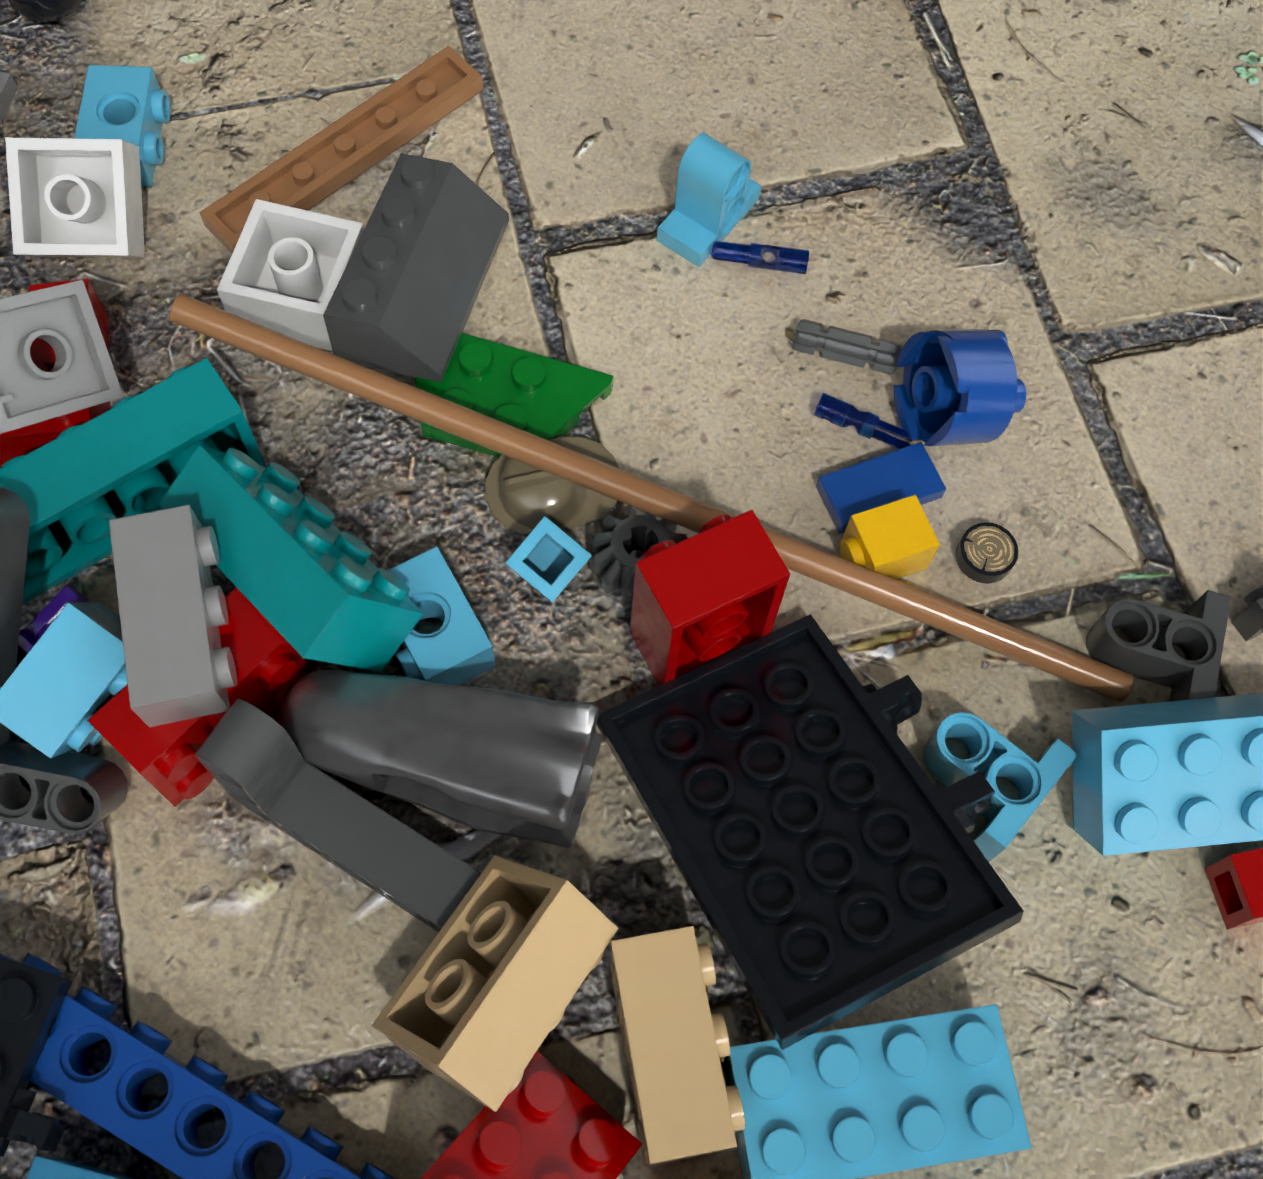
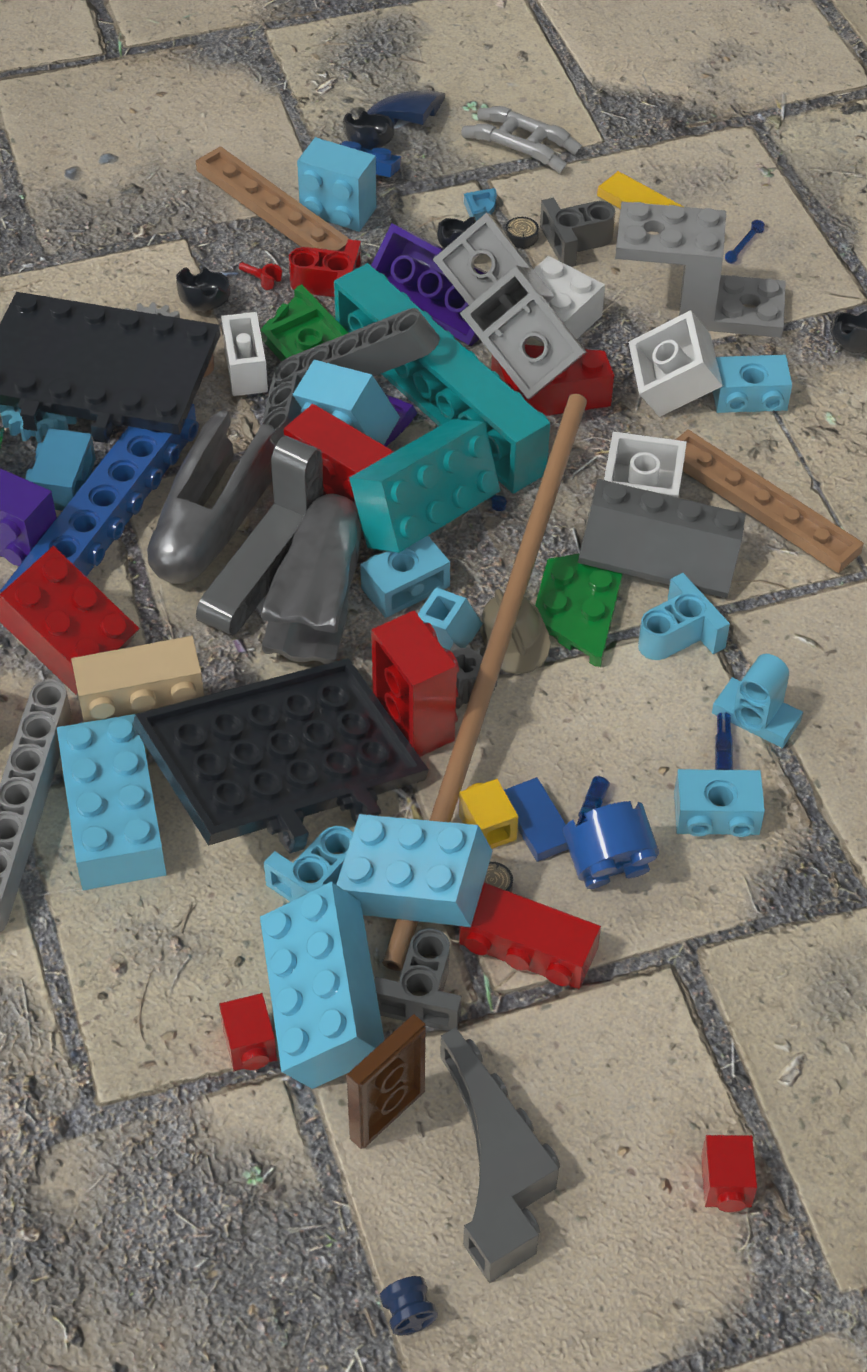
camera: 90 degrees right, 15 degrees down
(171, 616) = (370, 418): light grey brick -> none
(325, 974) = (191, 534): none -> flat silver piece
(497, 979) = (174, 596): tan brick -> none
(562, 283) = (682, 622): none -> medium azure tile
(846, 346) = (653, 791): dark grey axle -> none
(861, 242) = (701, 791): none -> medium azure brick
(1032, 628) = (416, 869): none -> medium azure brick
(1083, 511) = (531, 936): none -> red brick

